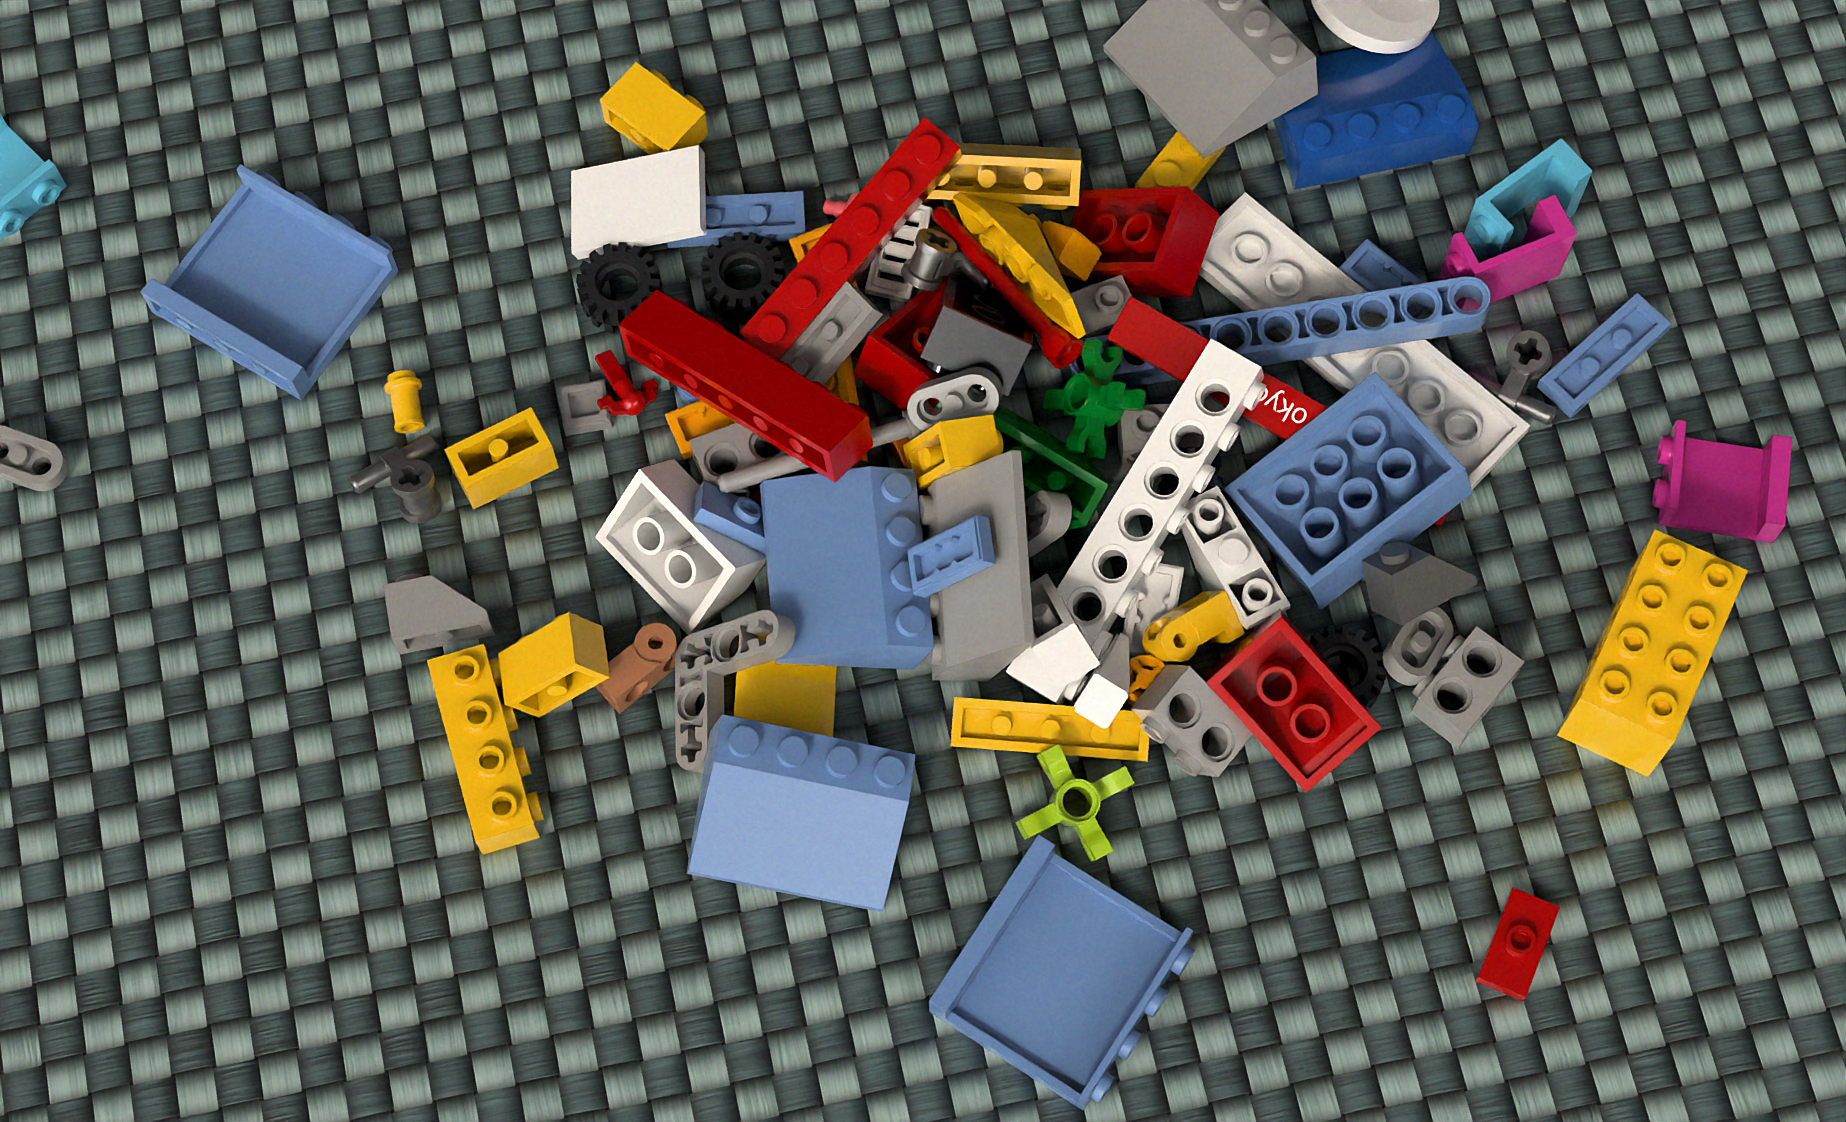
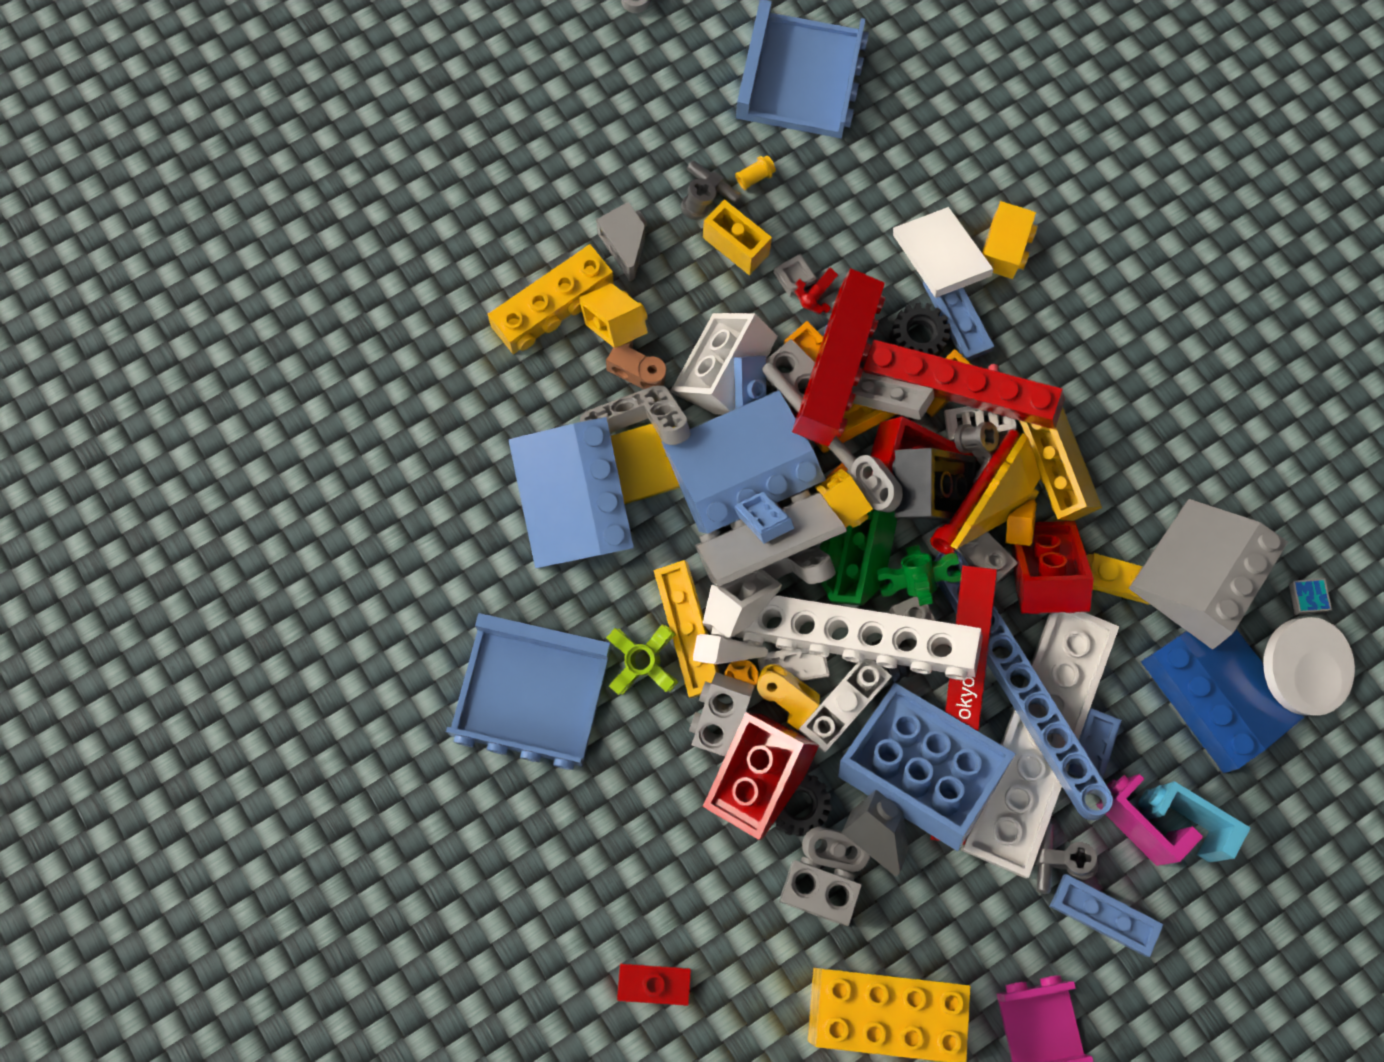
camera: 65 degrees right, 5 degrees up
(610, 265) = (887, 249): black tyre -> none

